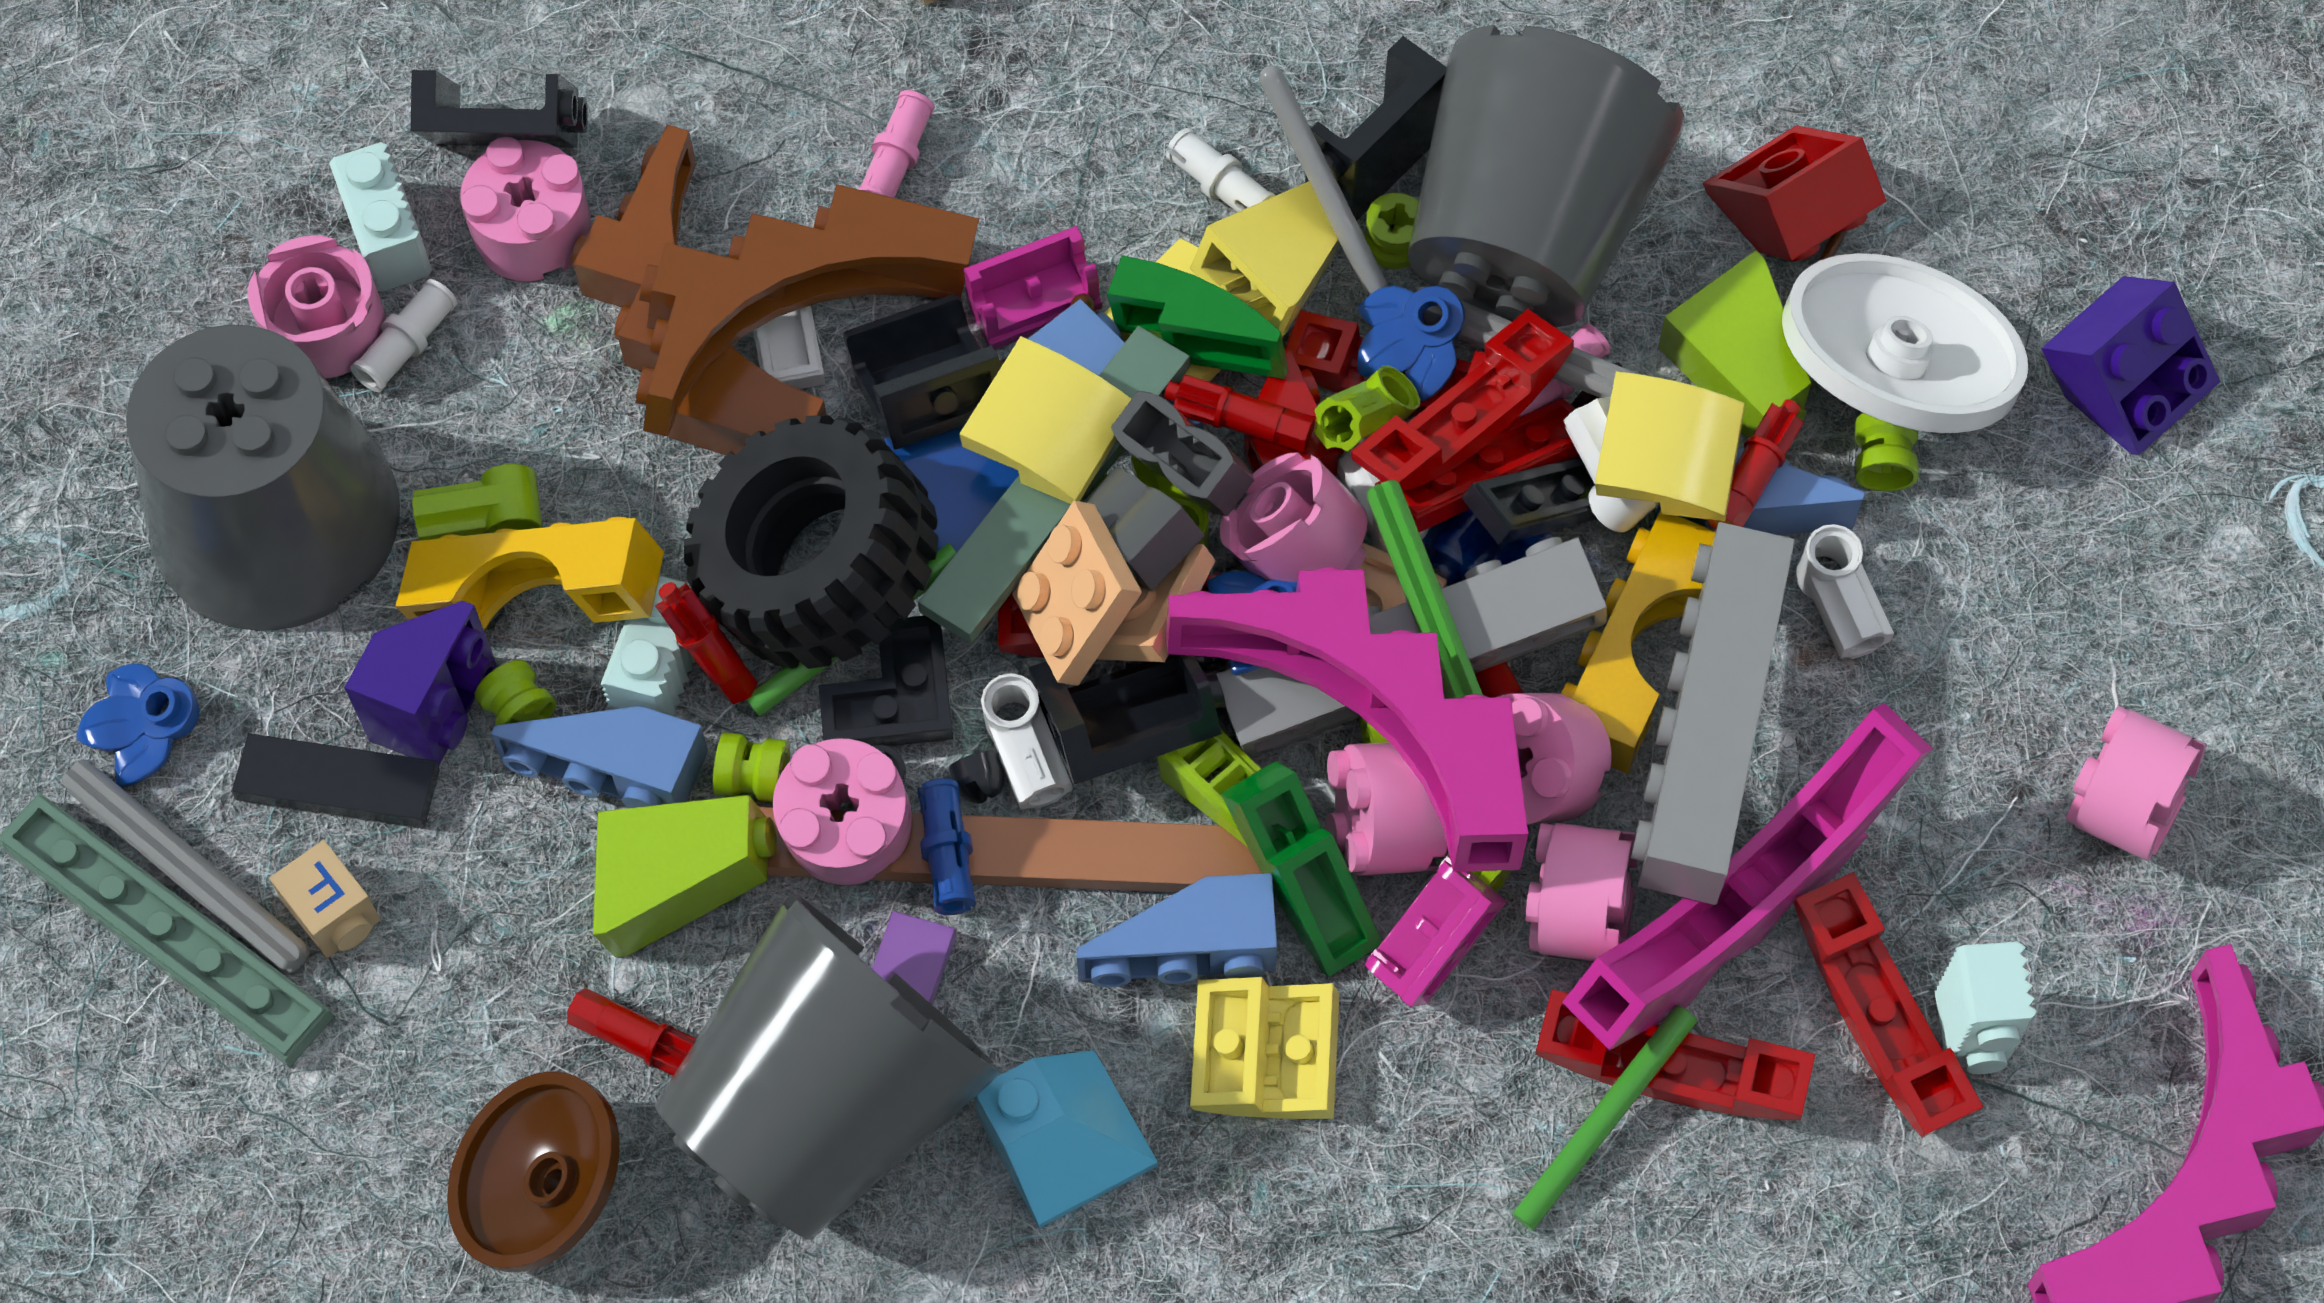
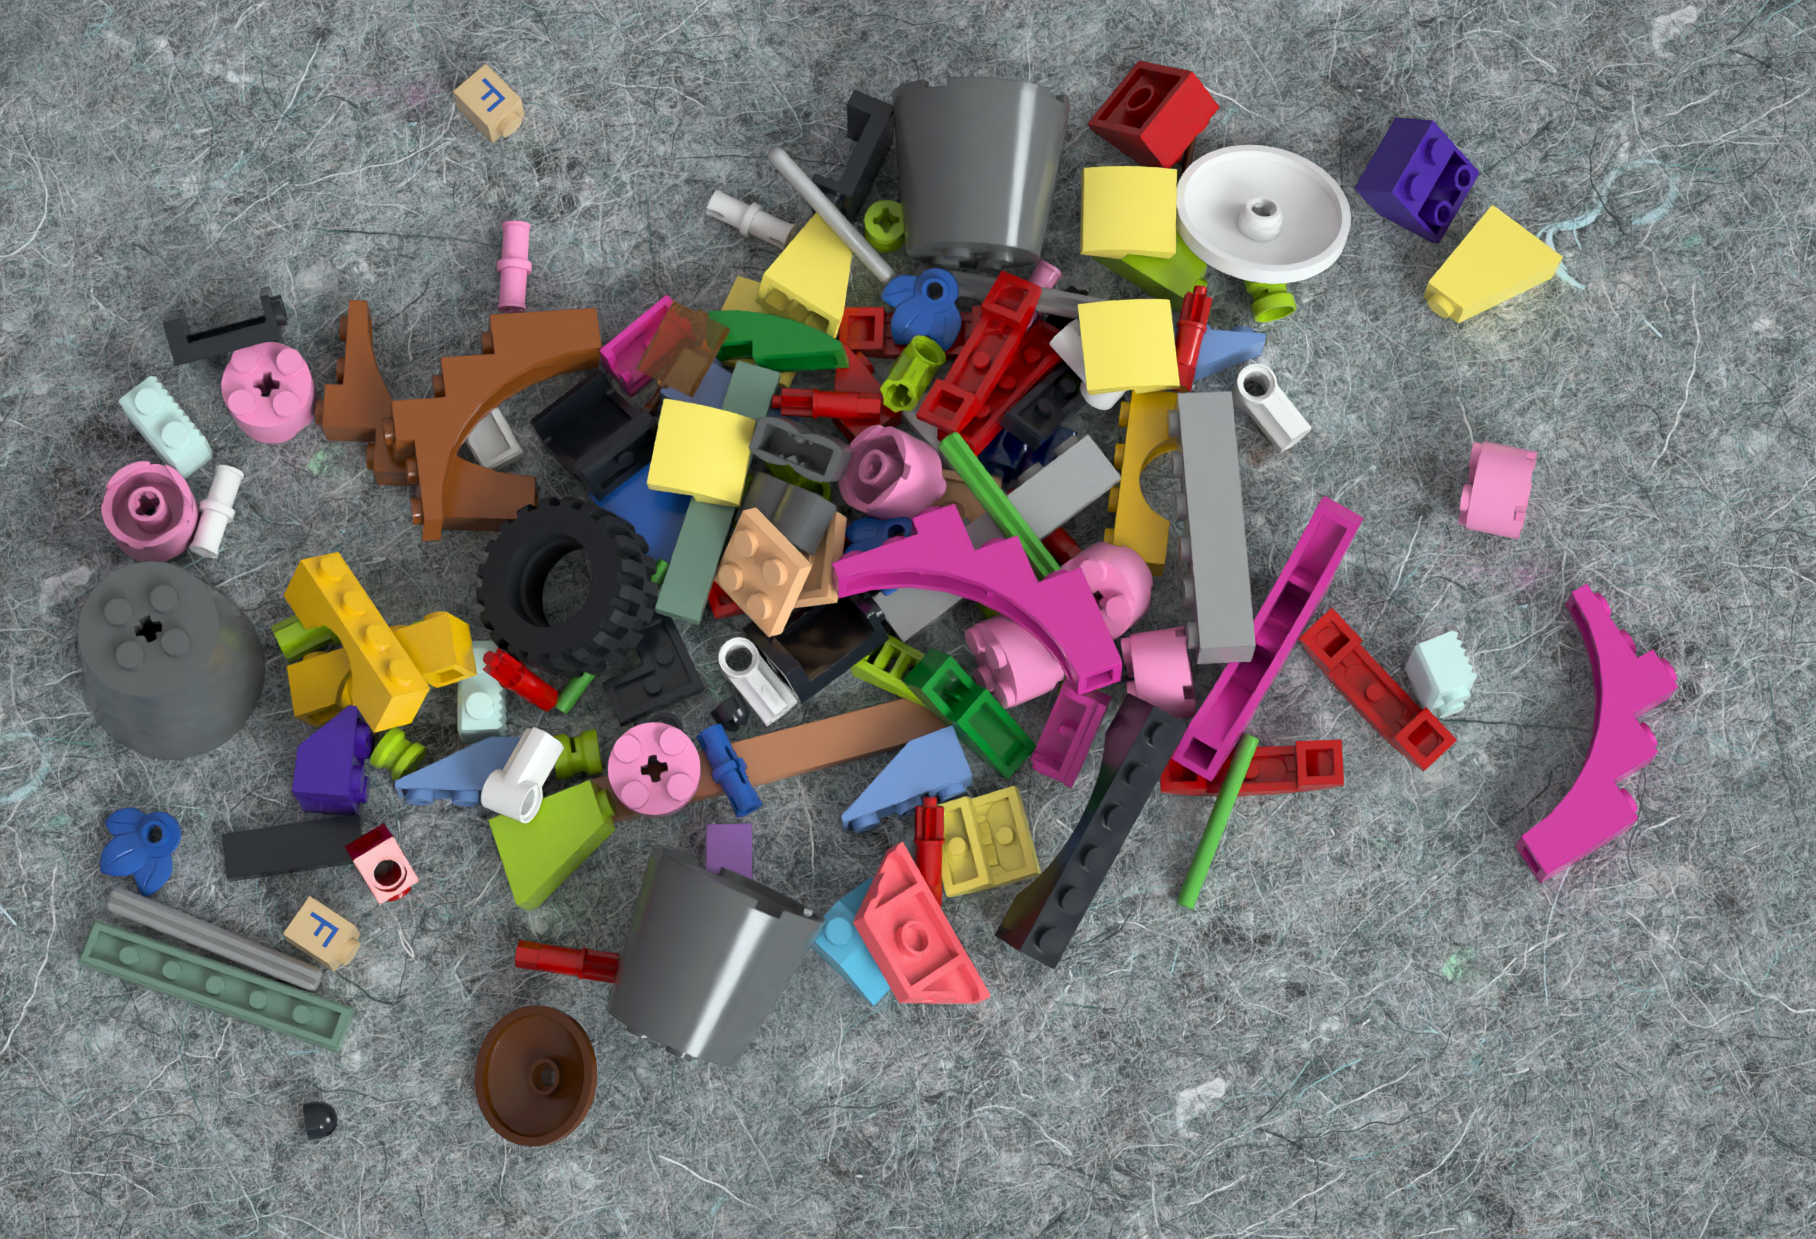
camera: 20 degrees left, 10 degrees up
(223, 1144) = (319, 1119): none -> black hinge
(437, 803) = (369, 852): none -> brick
(520, 571) = (384, 678): none -> yellow arch
(648, 777) = (518, 787): none -> white piece
(1072, 294) = (683, 349): none -> clear orange piece
(1122, 1145) = (913, 937): none -> coral wing
(1182, 1038) = (929, 844): none -> red piece
(1340, 1150) = (1133, 759): none -> black arch
(1722, 286) = (1128, 211): none -> light yellow slope
(2203, 500) = (1489, 268): none -> light yellow slope

